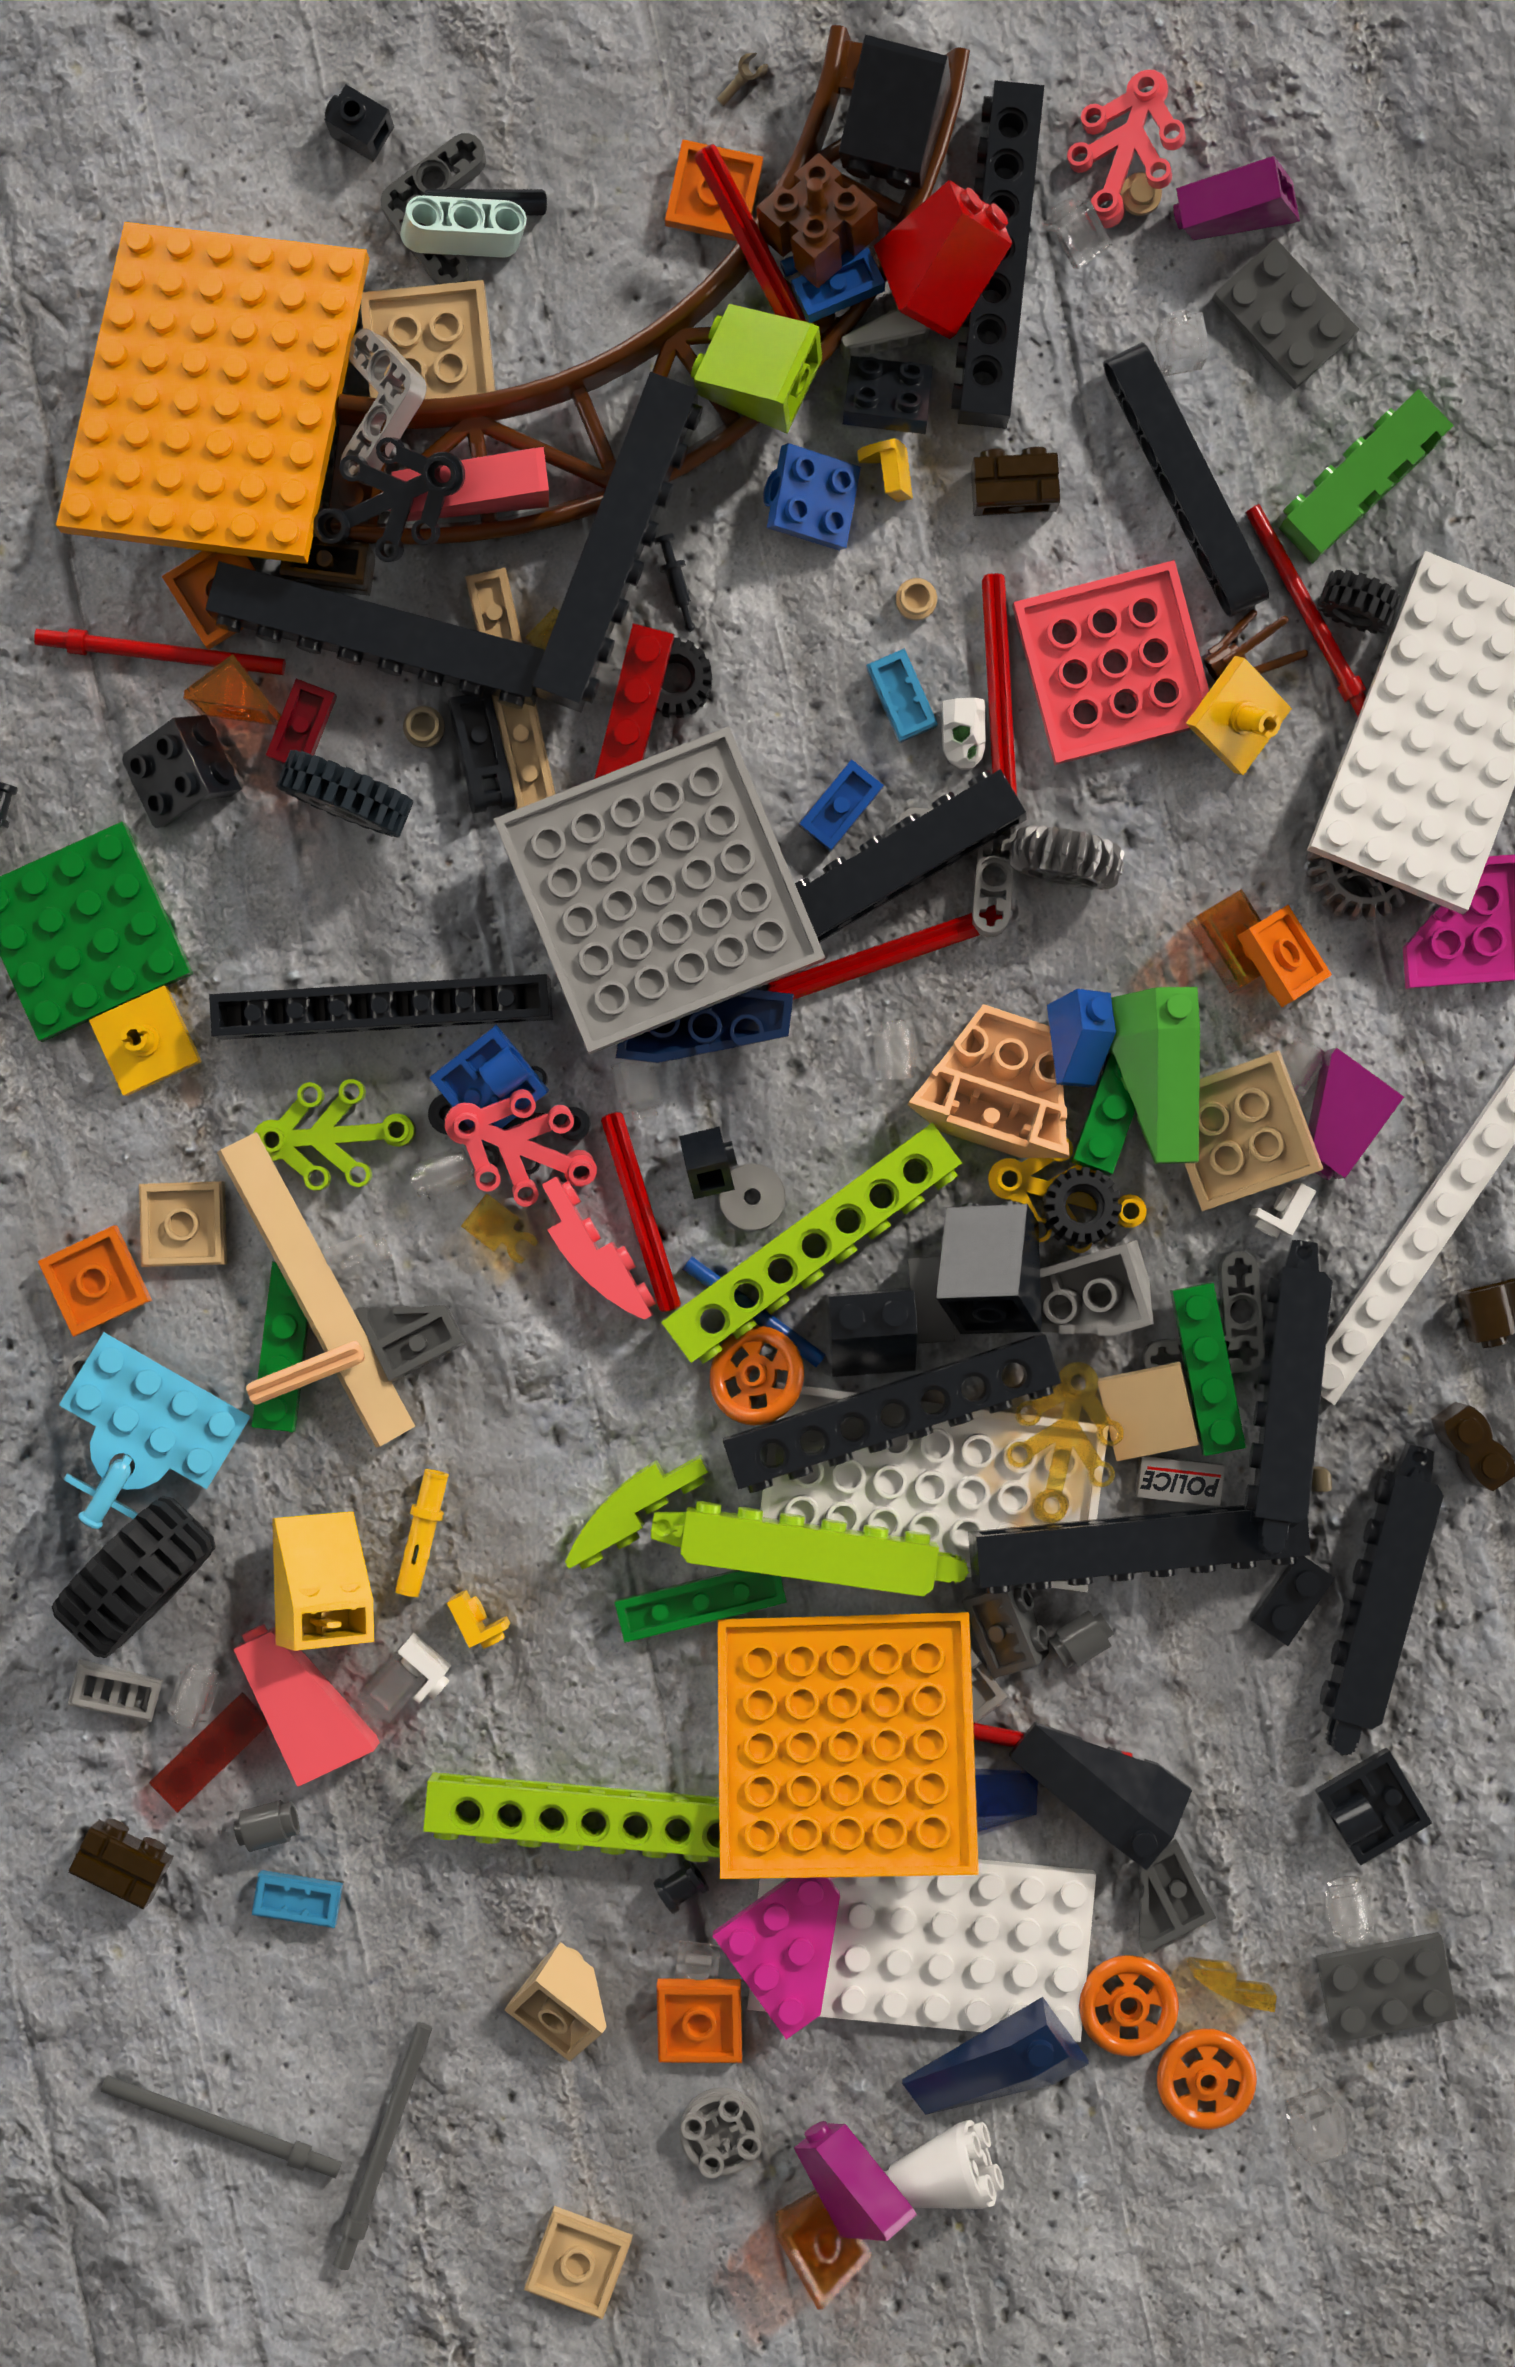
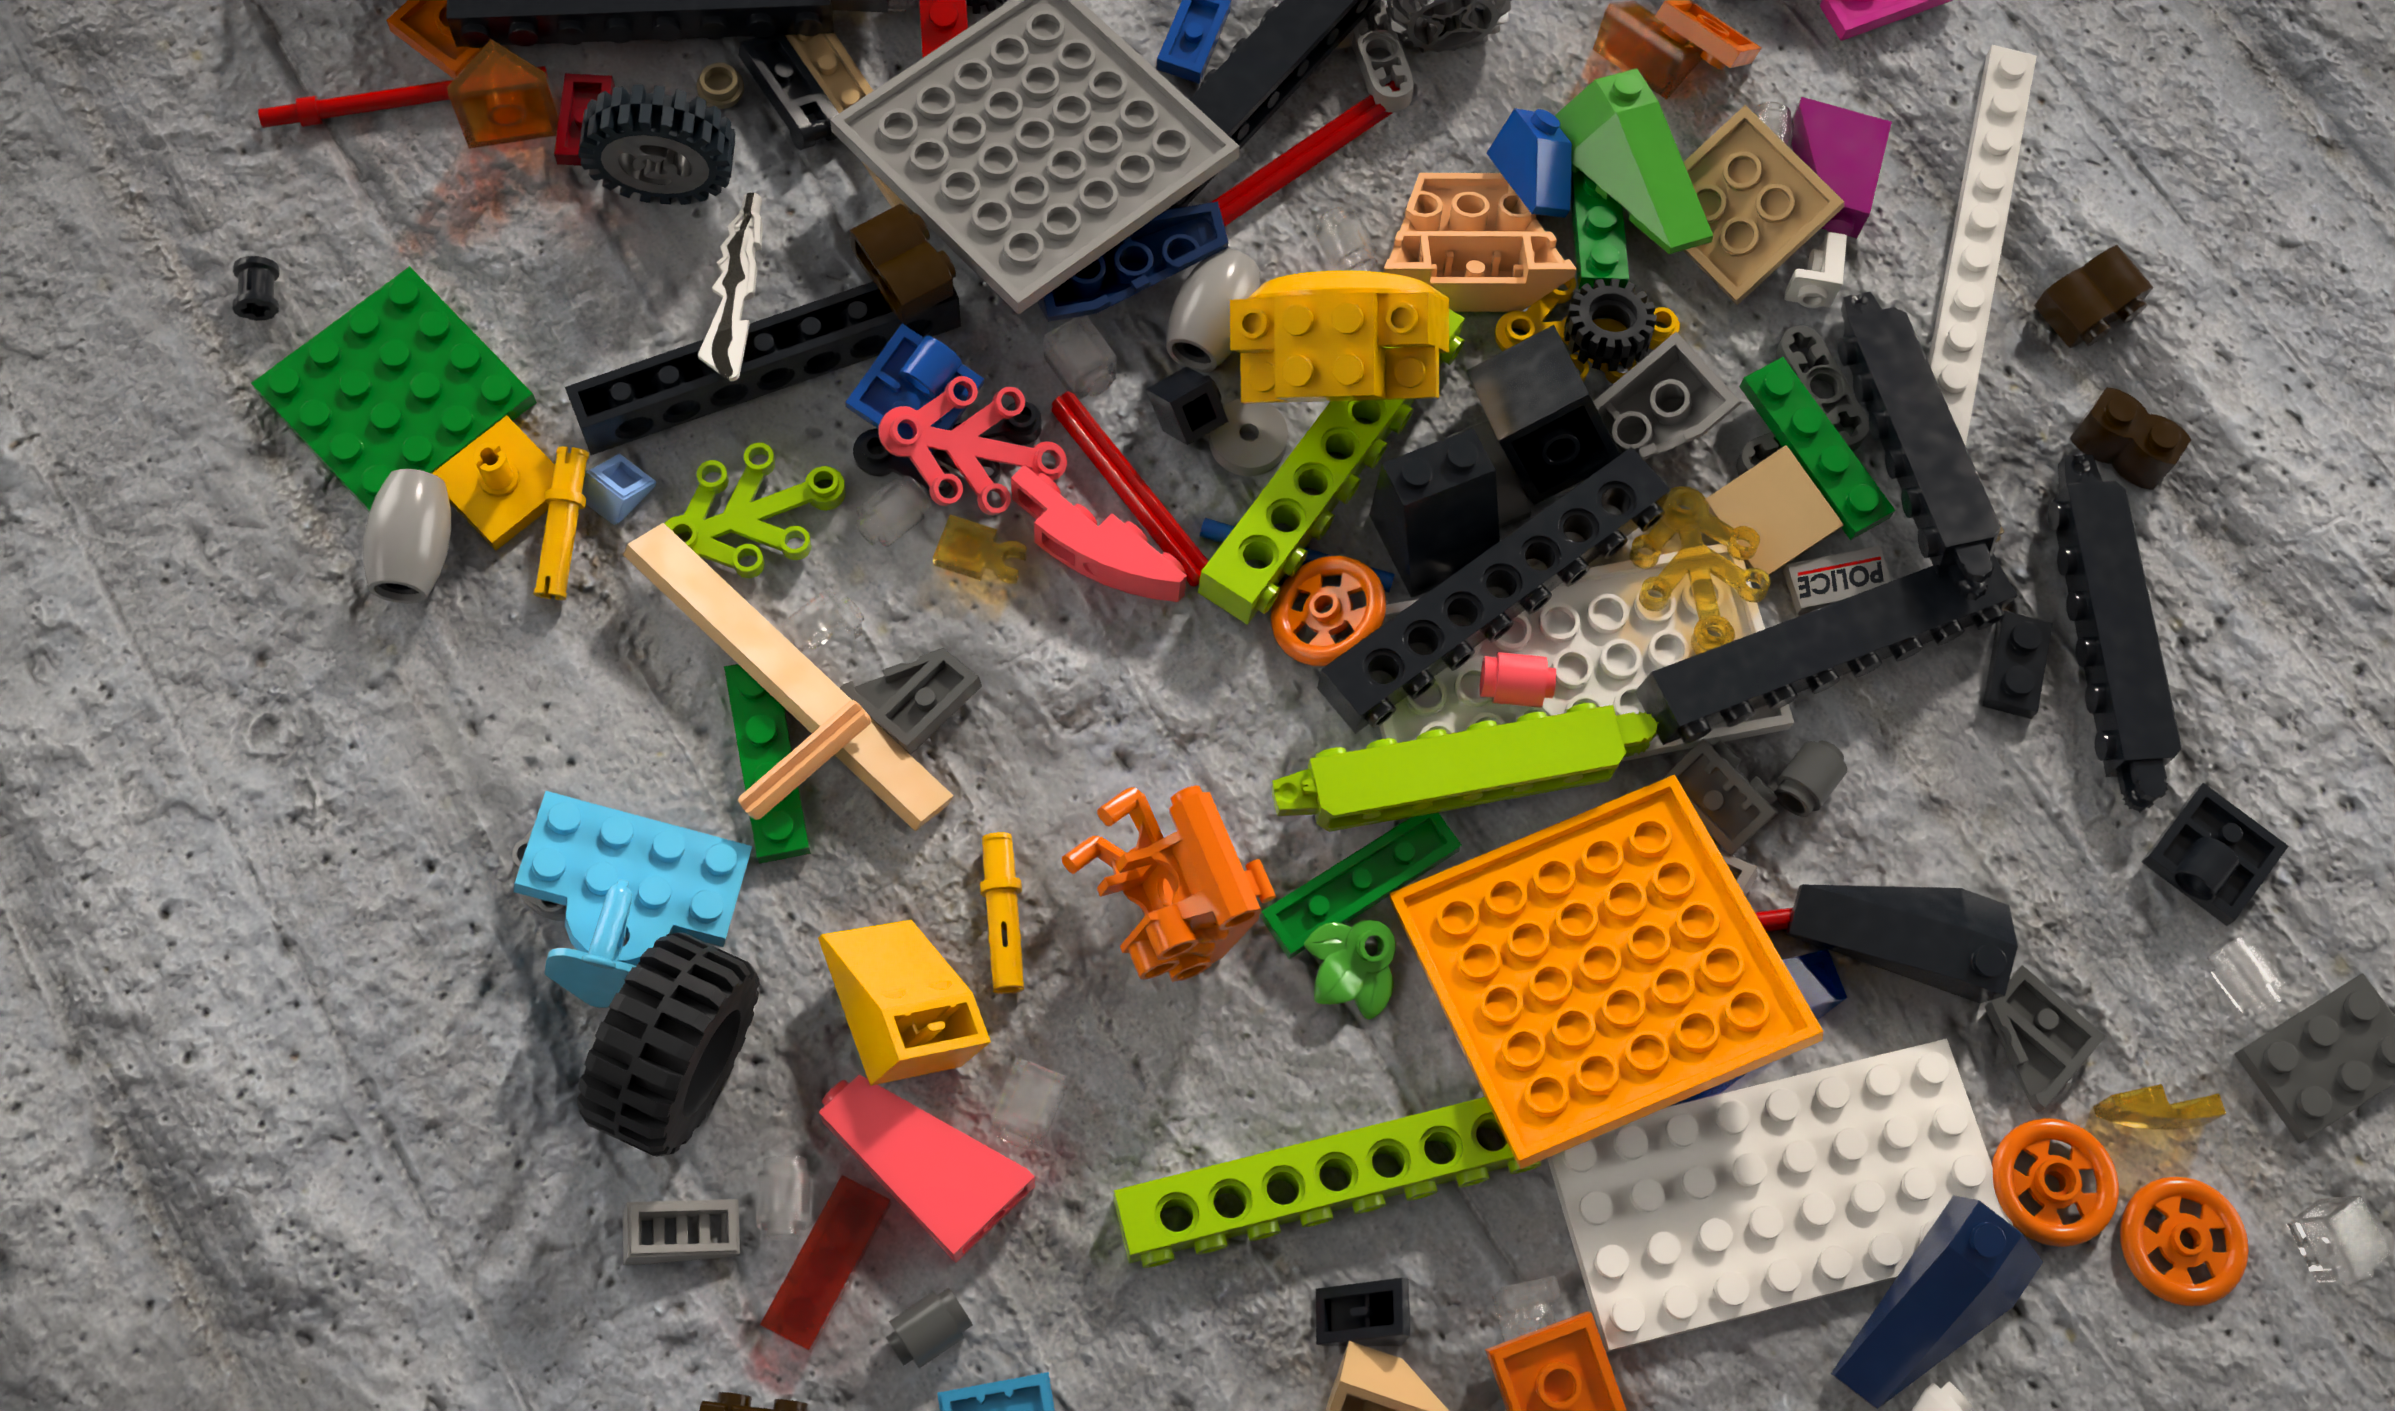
camera: 30 degrees left, 20 degrees down
(56, 1075) = (407, 536): none -> light grey piece
(94, 1280) = (516, 753): orange plate -> none
(179, 769) = (457, 196): black bracket -> none
(180, 1098) = (564, 503): none -> yellow pin
(183, 1224) = (603, 663): tan tile -> none
(234, 1074) = (616, 488): none -> light blue slope
(374, 938) = (728, 334): none -> white sword
(422, 1659) = (1064, 1059): white bracket -> none
(469, 1616) = (1094, 988): yellow bracket -> none
(509, 977) = (902, 261): none -> dark brown brick
(554, 1581) = (1186, 884): none -> orange piece
(579, 1924) = (1364, 1313): none -> black slope
(618, 1515) = (1250, 777): lime slope -> none
(664, 1667) = (1349, 970): none -> bright green plate
(681, 1886) = (1469, 1223): black bush -> none
(760, 1083) = (1201, 313): none -> light grey piece
(785, 1948) = (1626, 1245): dark pink plate -> none
(839, 1178) = (1327, 336): none -> yellow piece
(878, 1492) = (1517, 679): none -> coral brick

